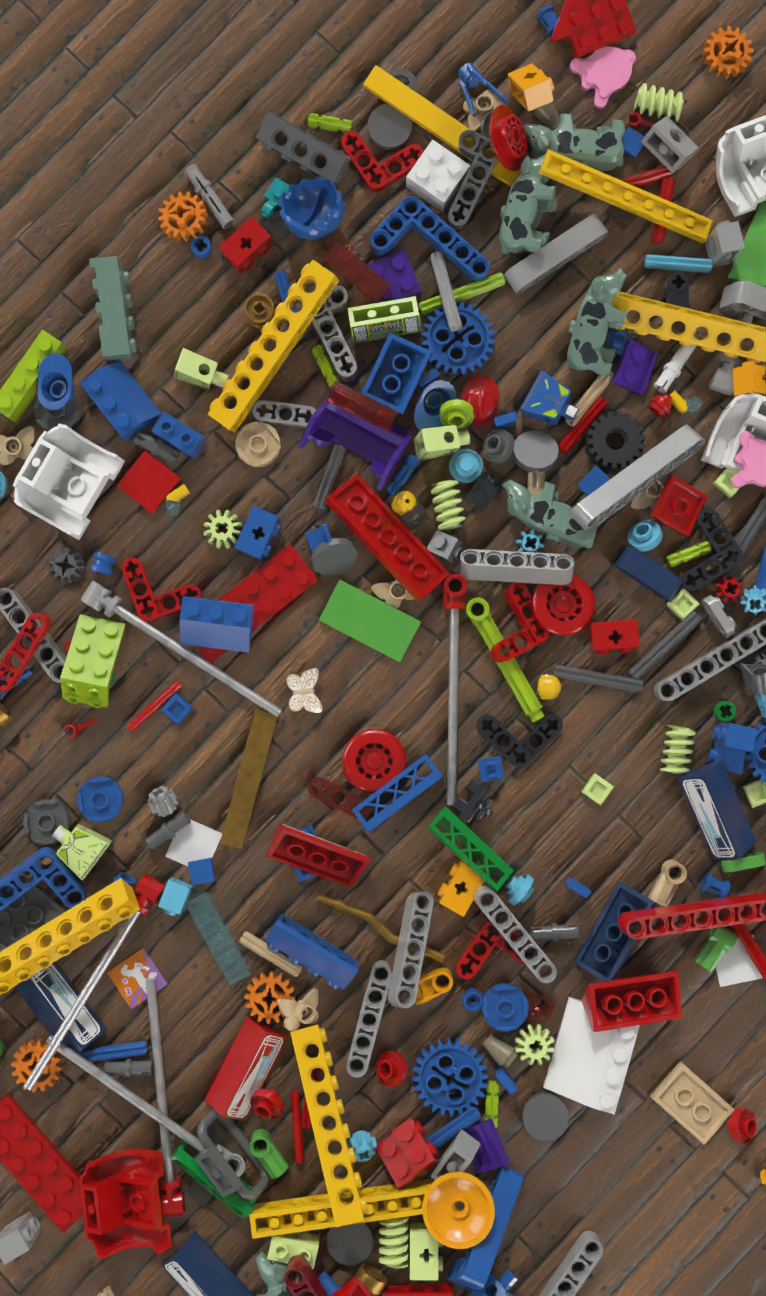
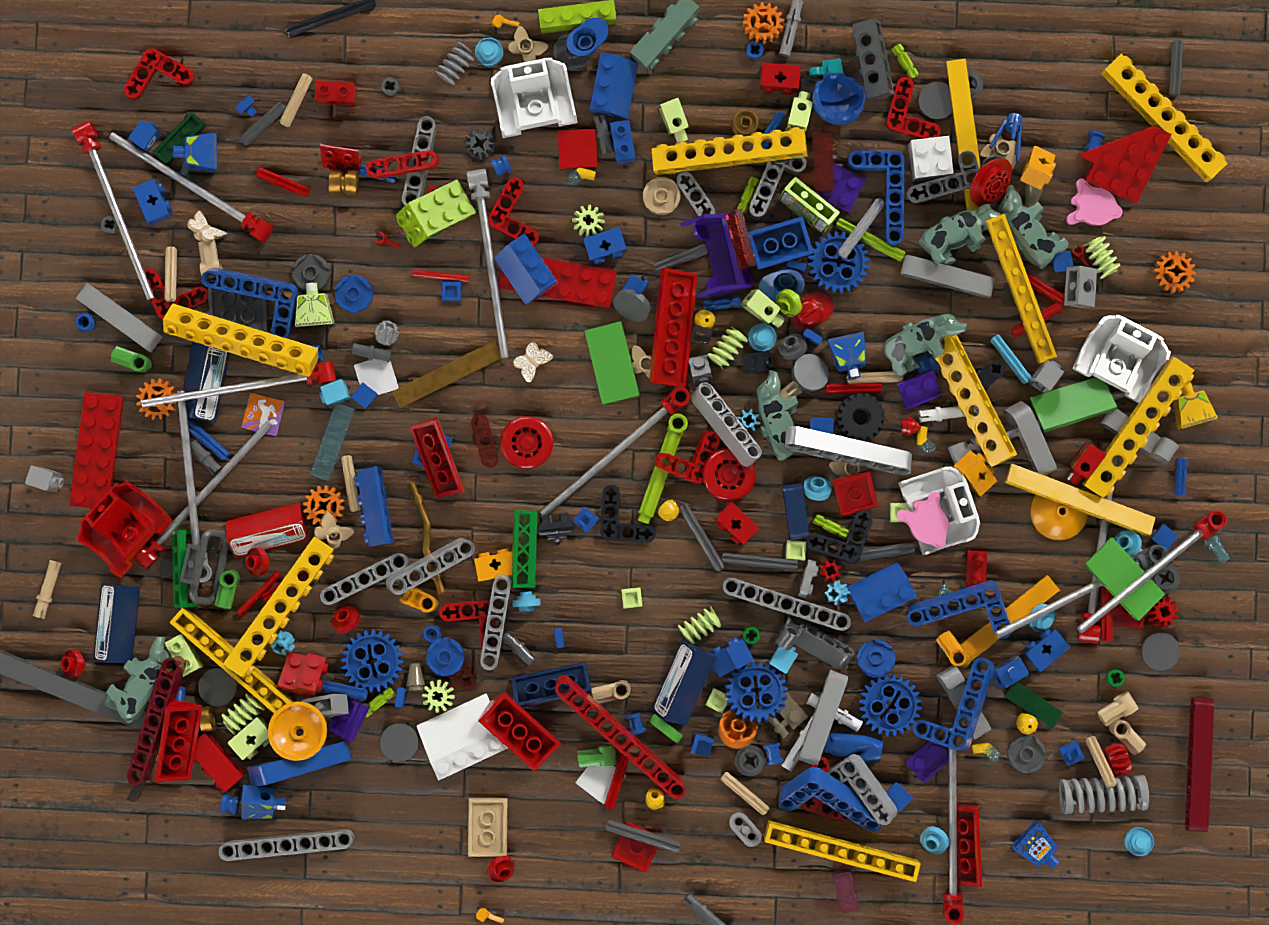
camera: 50 degrees right, 0 degrees up
(293, 253) = (800, 112): none -> yellowish green torso
(403, 800) = (514, 481): blue fence -> none

